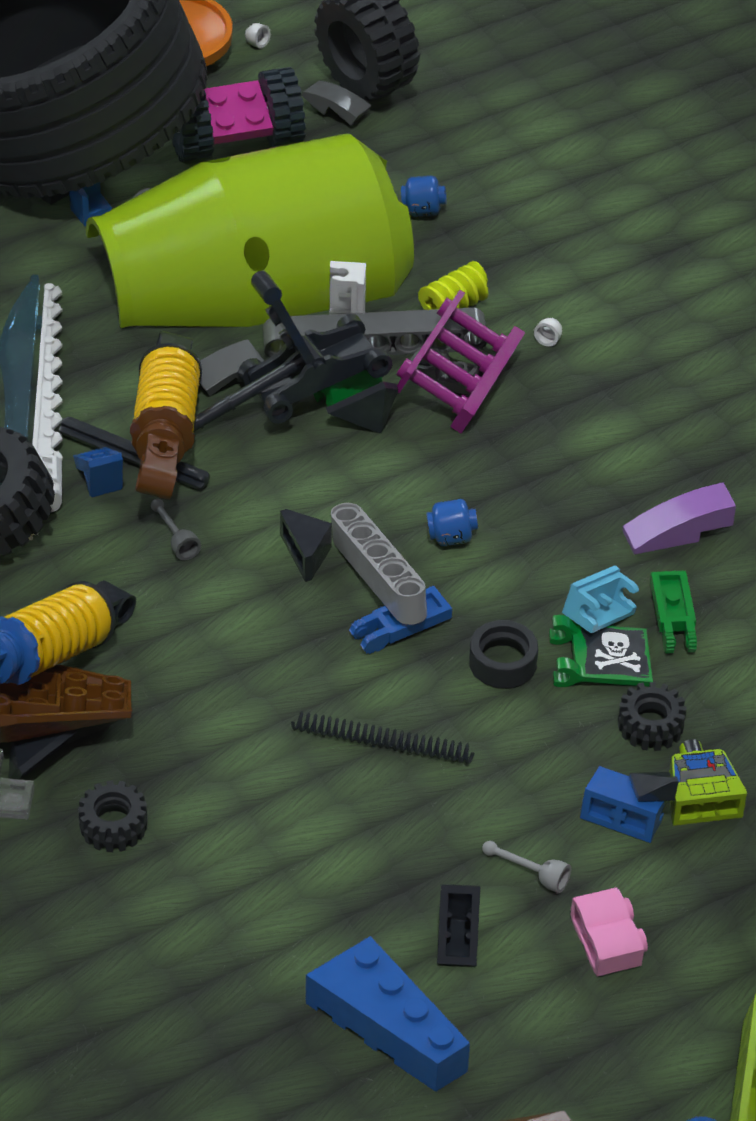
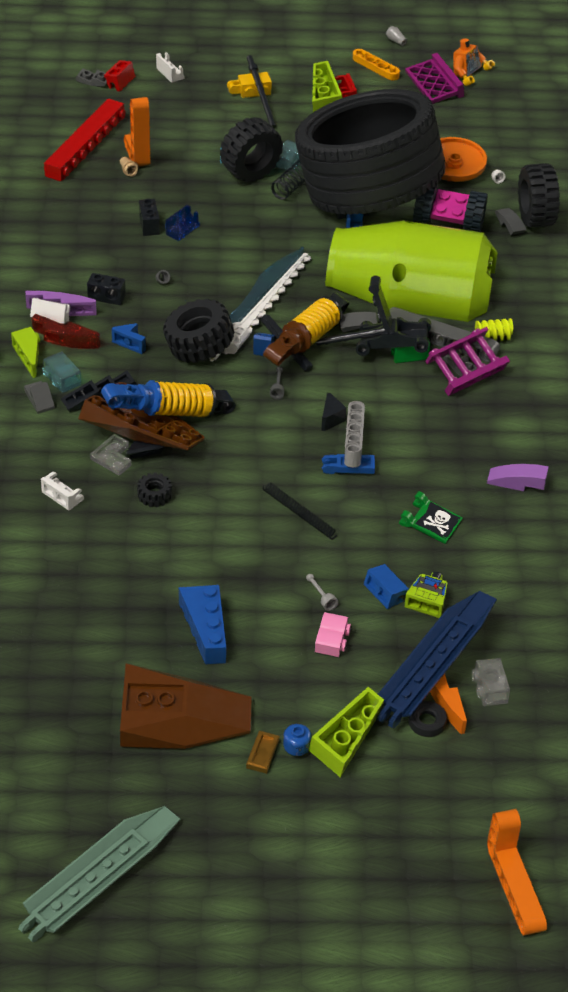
camera: 30 degrees right, 0 degrees up
(347, 287) = (439, 307): white hinge -> none
(368, 407) = (407, 364): black slope -> none
(423, 196) = (515, 280): blue head -> none
(451, 522) = (406, 431): blue head -> none
(458, 924) = (266, 600): black slope -> none
(504, 634) = (383, 488): black tyre -> none
(550, 334) = (527, 366): white hinge -> none
(600, 599) = (447, 494): medium azure hinge -> none
(652, 731) = (431, 563): black tyre -> none
(654, 786) = (400, 582): black slope -> none
(674, 608) = (482, 514): green hinge -> none

